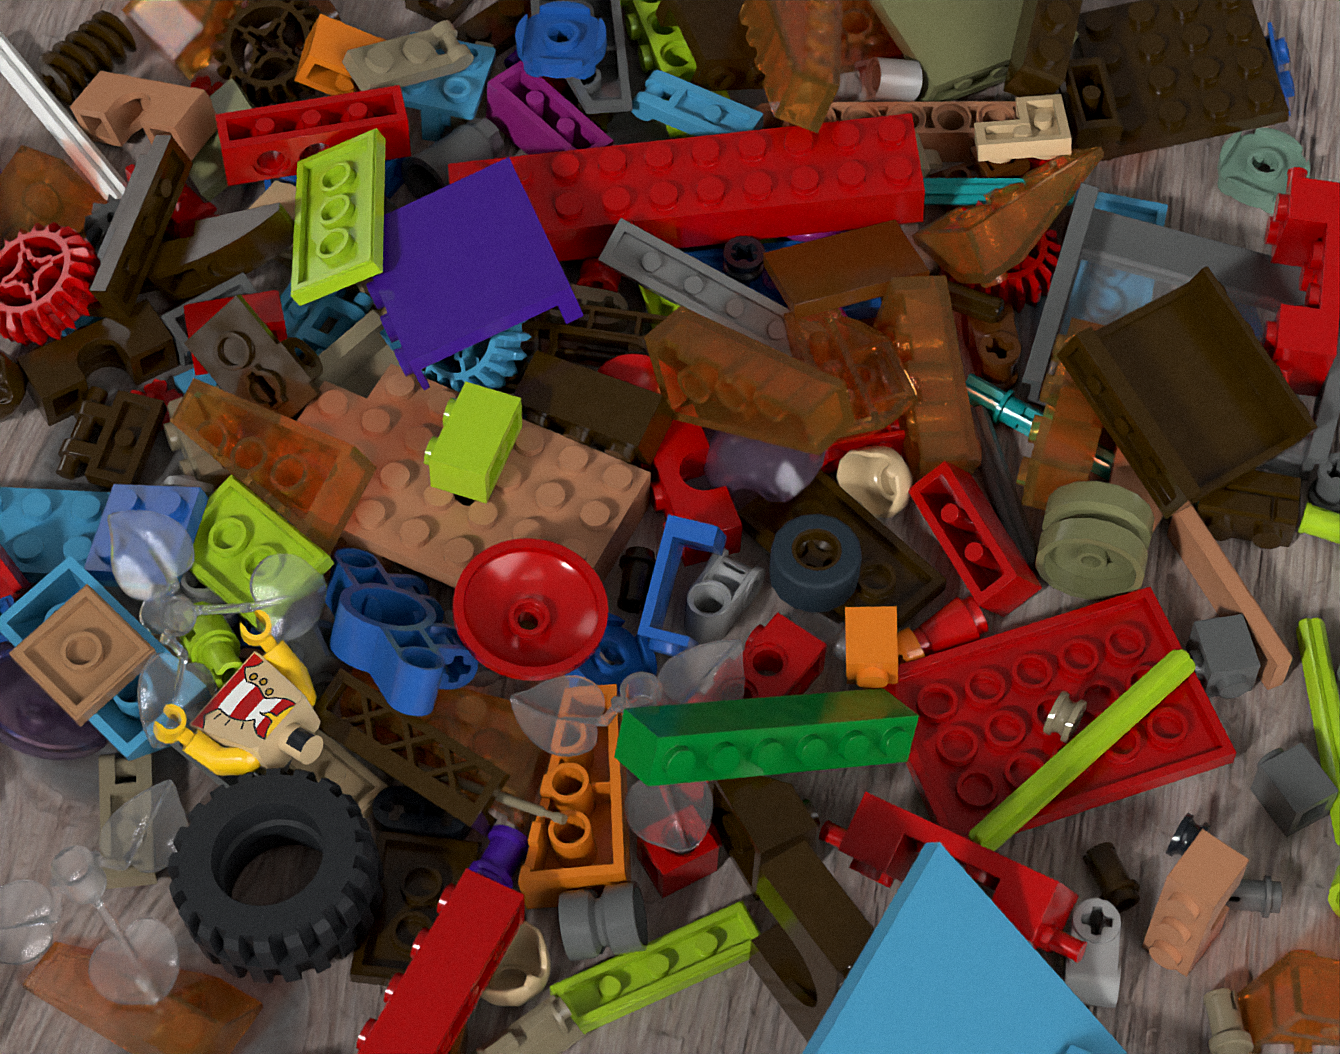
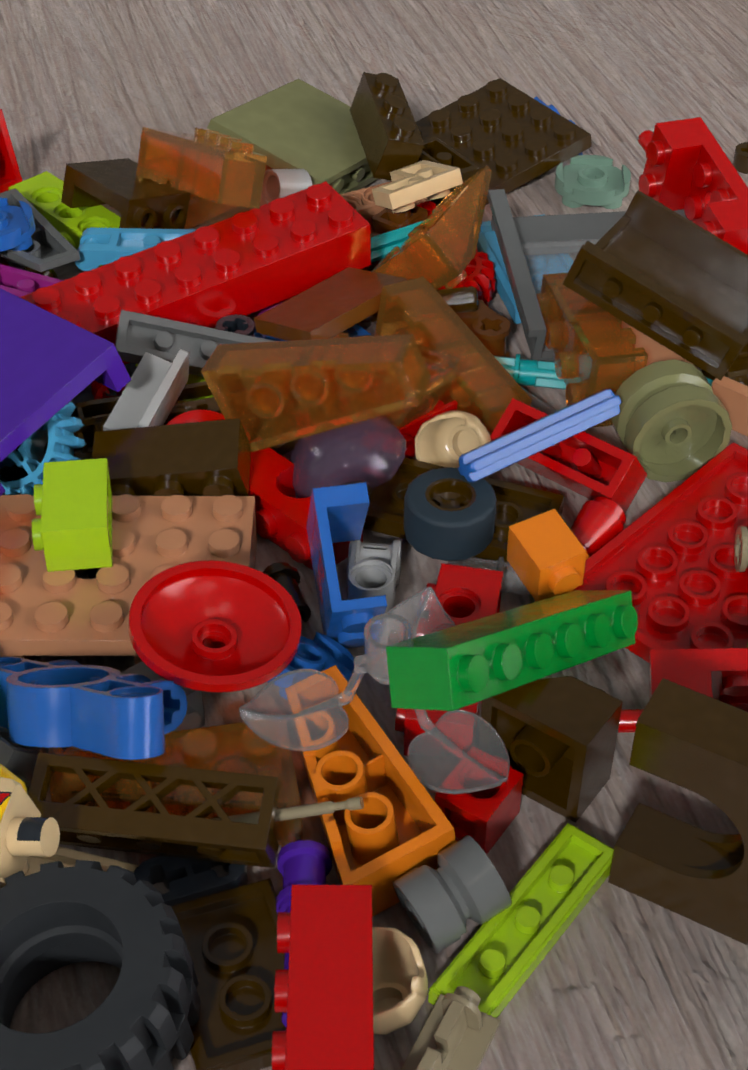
camera: 25 degrees left, 15 degrees down
(605, 325) = (150, 392): none -> light grey panel
(936, 519) = (538, 435): none -> axle

